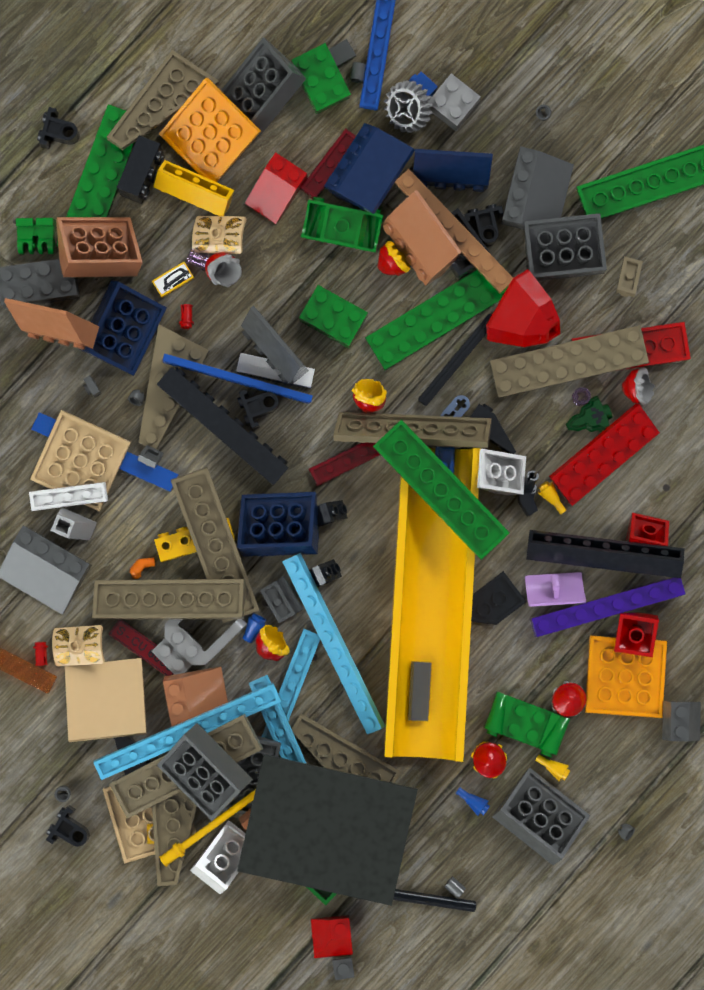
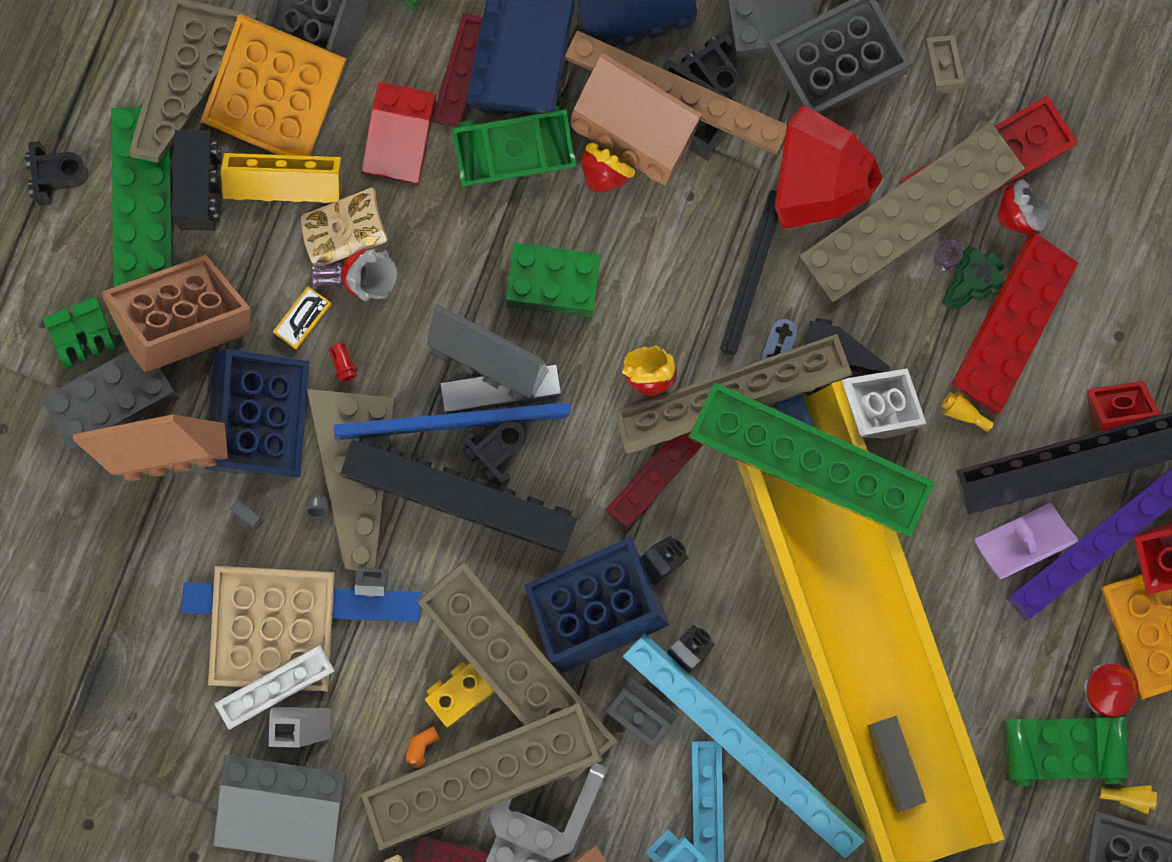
camera: 25 degrees left, 5 degrees down
(253, 627) = (619, 768): blue cone -> none
(271, 643) = (654, 783): yellow hair -> none
(433, 319) = (695, 228): green plate -> none
(489, 759) = (1035, 823): red hair -> none
(496, 600) = (950, 589): black tile -> none
(526, 501) = (933, 431): black arm -> none

